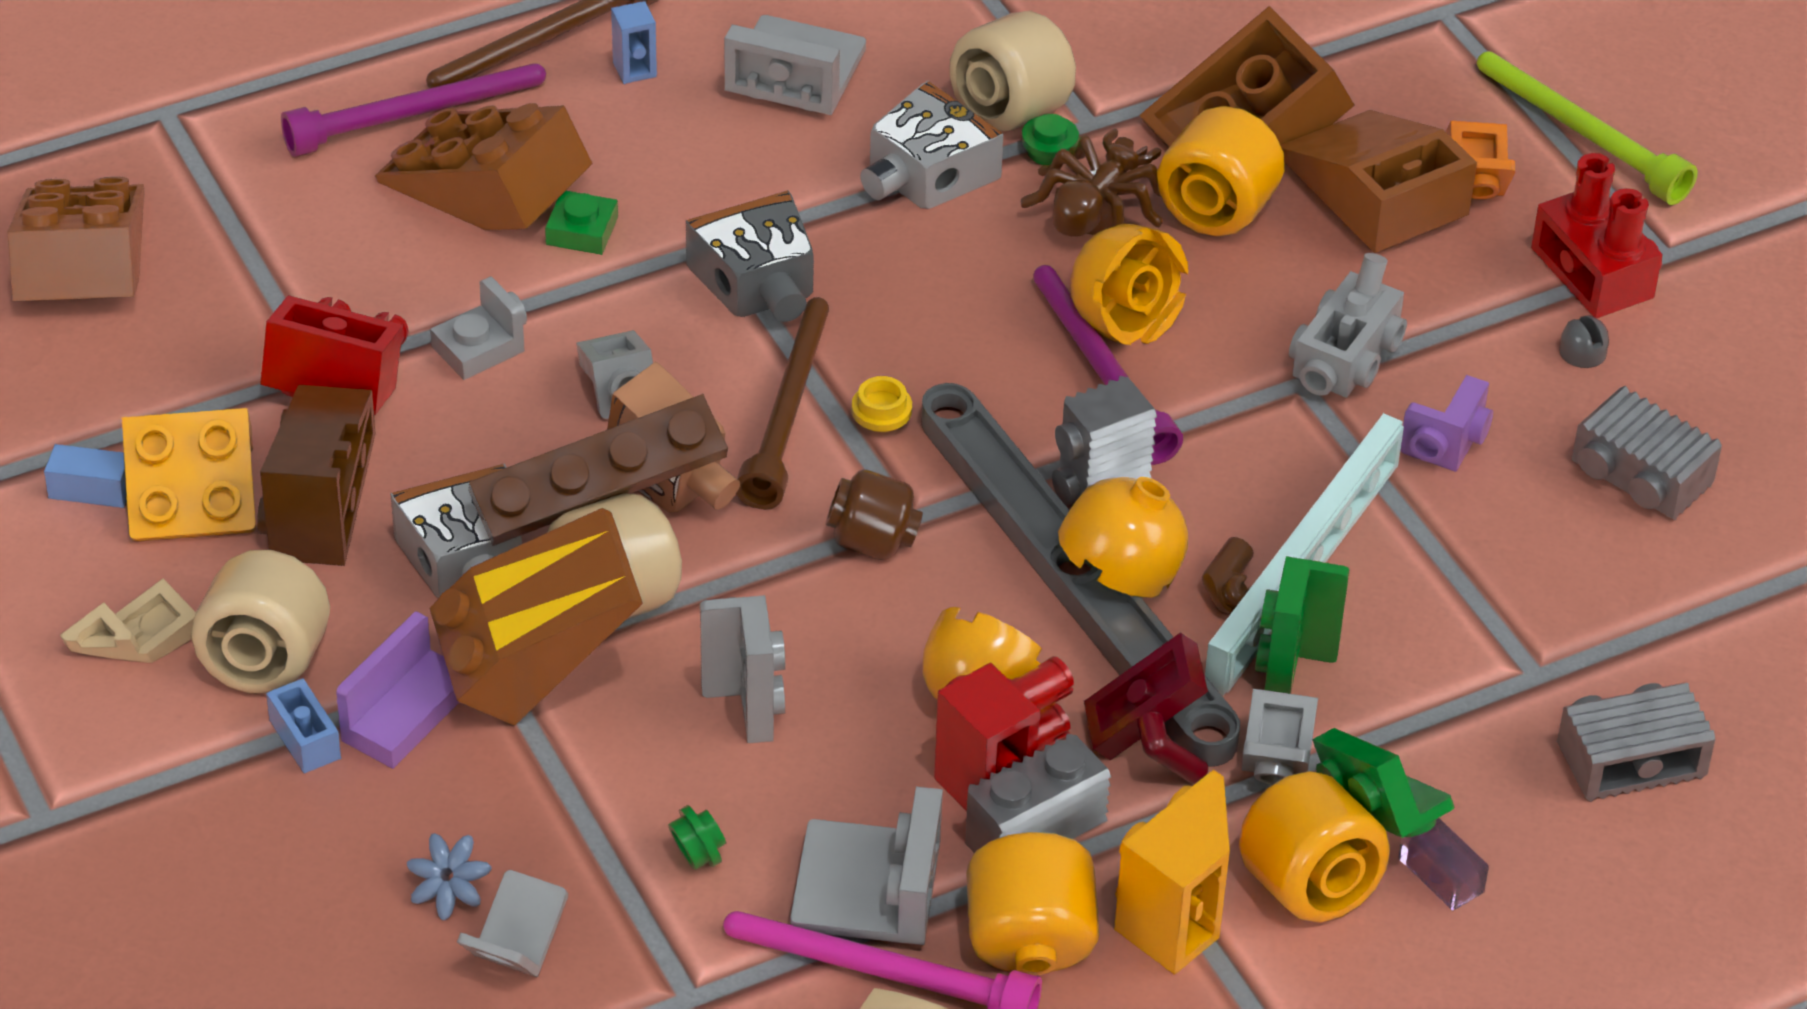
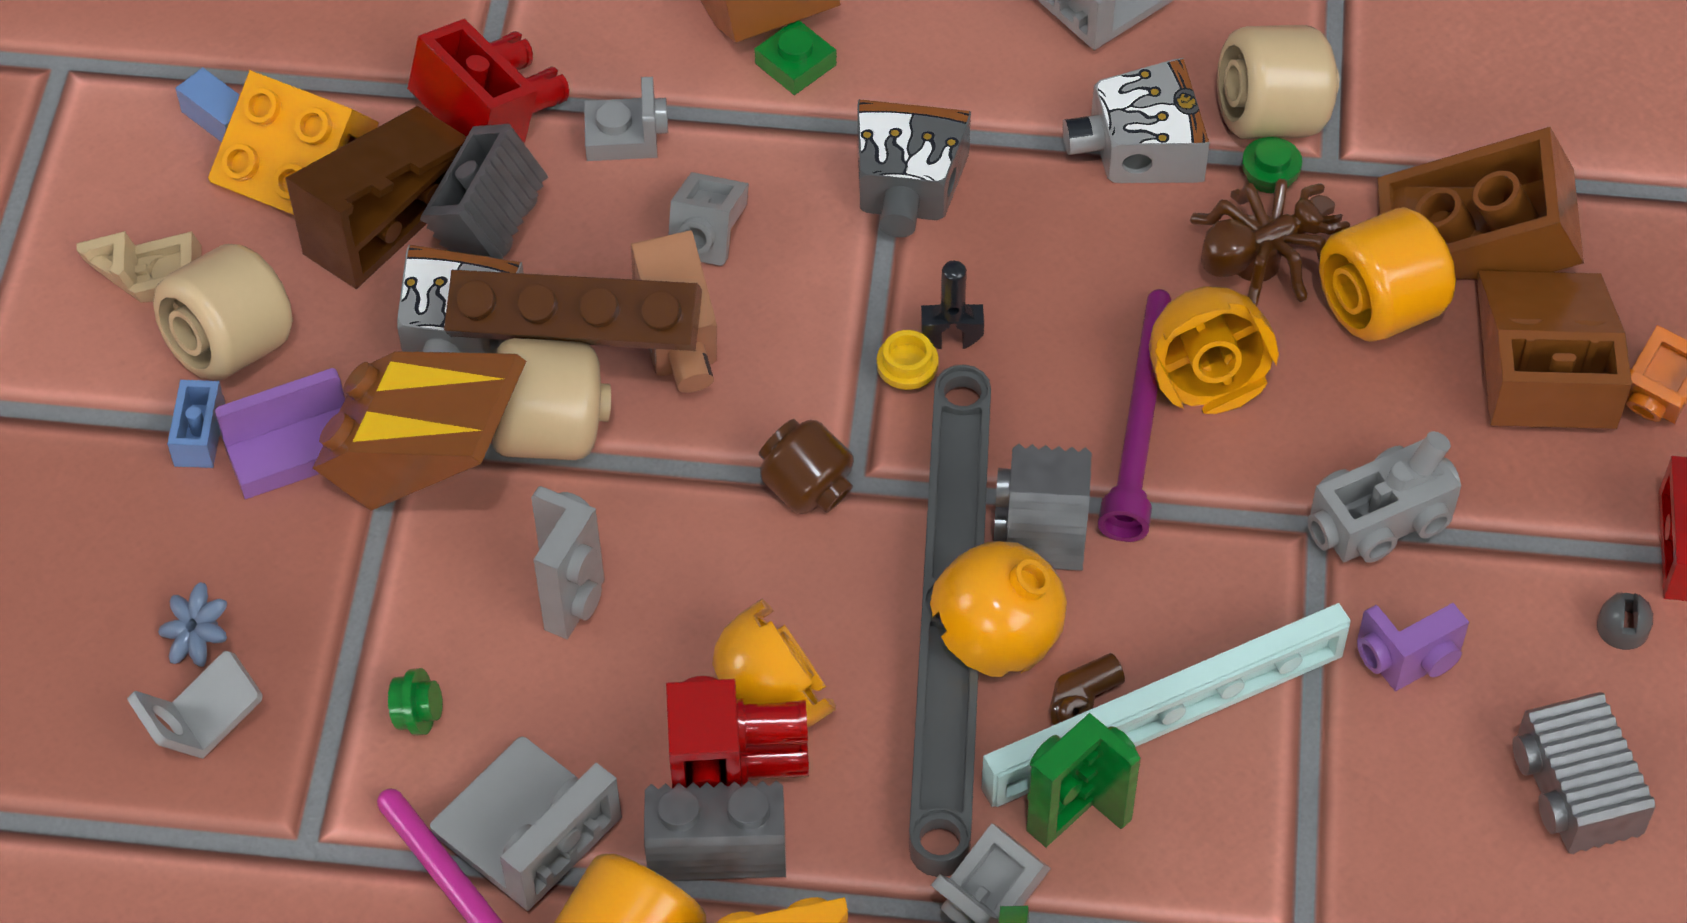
camera: 35 degrees right, 10 degrees up
(417, 424) = (485, 193): none -> flat silver brick
(764, 474) = (747, 380): reddish brown piece -> none
(901, 348) = (953, 310): none -> black bar
(1144, 699) = (883, 781): dark red plate -> none

